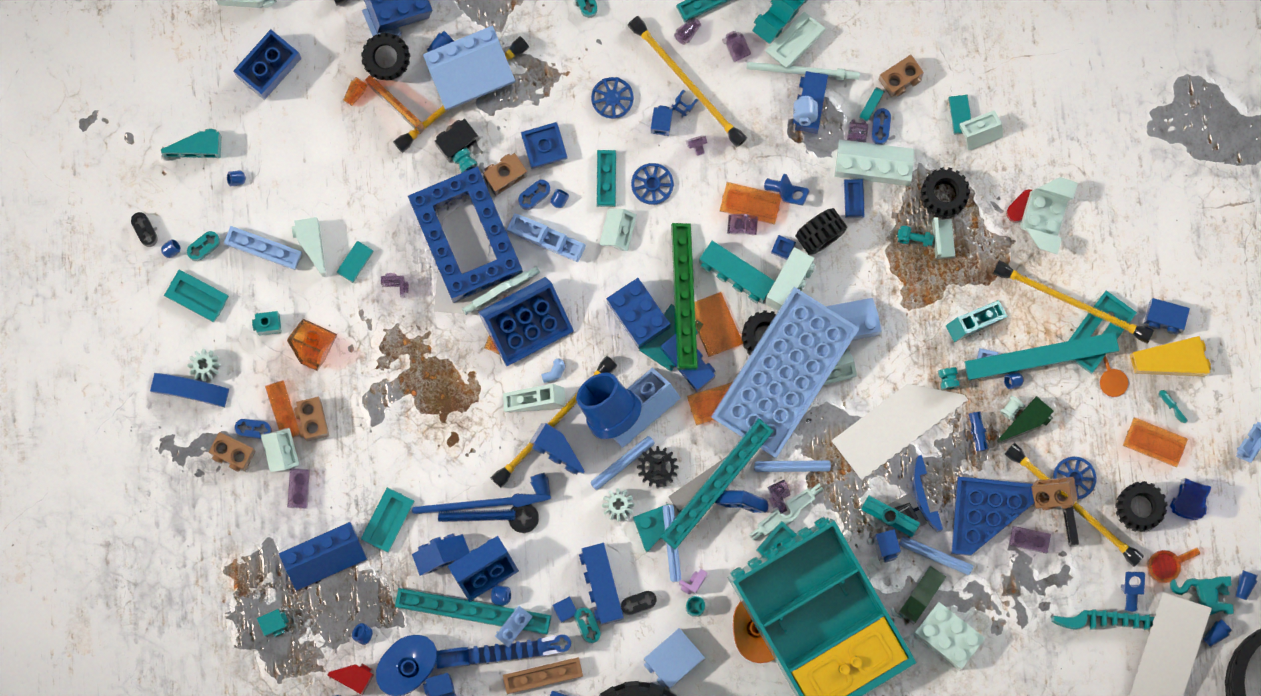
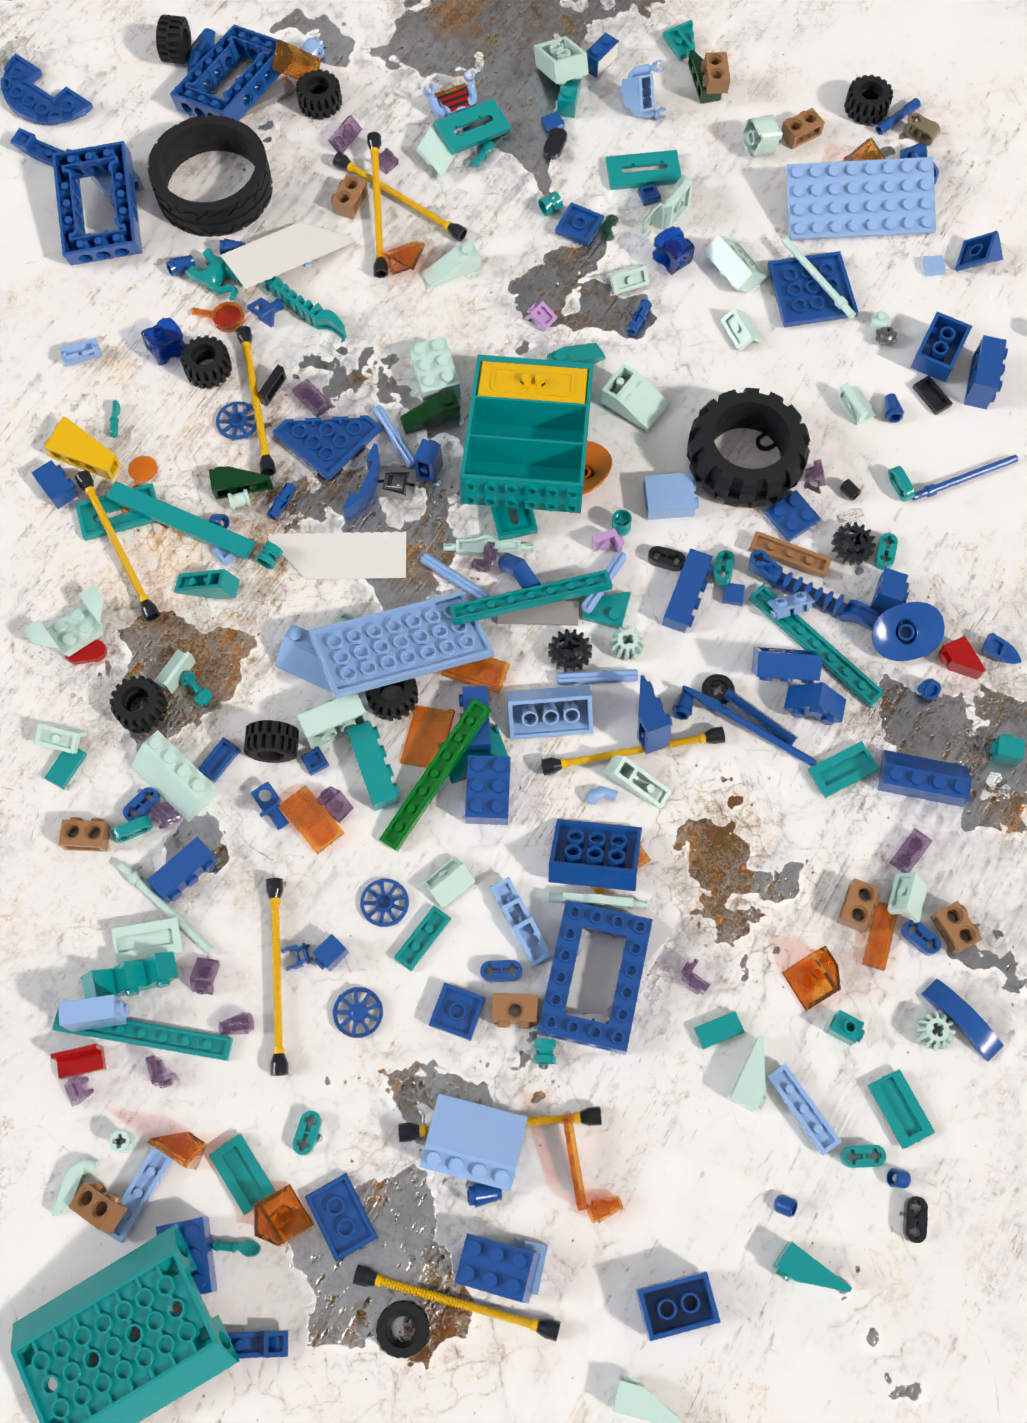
camera: 145 degrees left, 10 degrees down
(374, 44) = (562, 1205): black tyre -> none
(457, 138) = (538, 1078): black brick -> none
(500, 595) = (783, 638): blue piece -> none
(559, 198) = (480, 950): blue piece -> none
(608, 406) = (587, 702): blue piece -> none
(697, 143) = (314, 907): clear purple tile -> none
(805, 110) = (194, 856): light blue head -> none
(879, 509) = (409, 492): teal piece -> none
(1053, 488) = (262, 410): medium nougat brick -> none
(1155, 442) = (152, 403): clear orange piece -> none

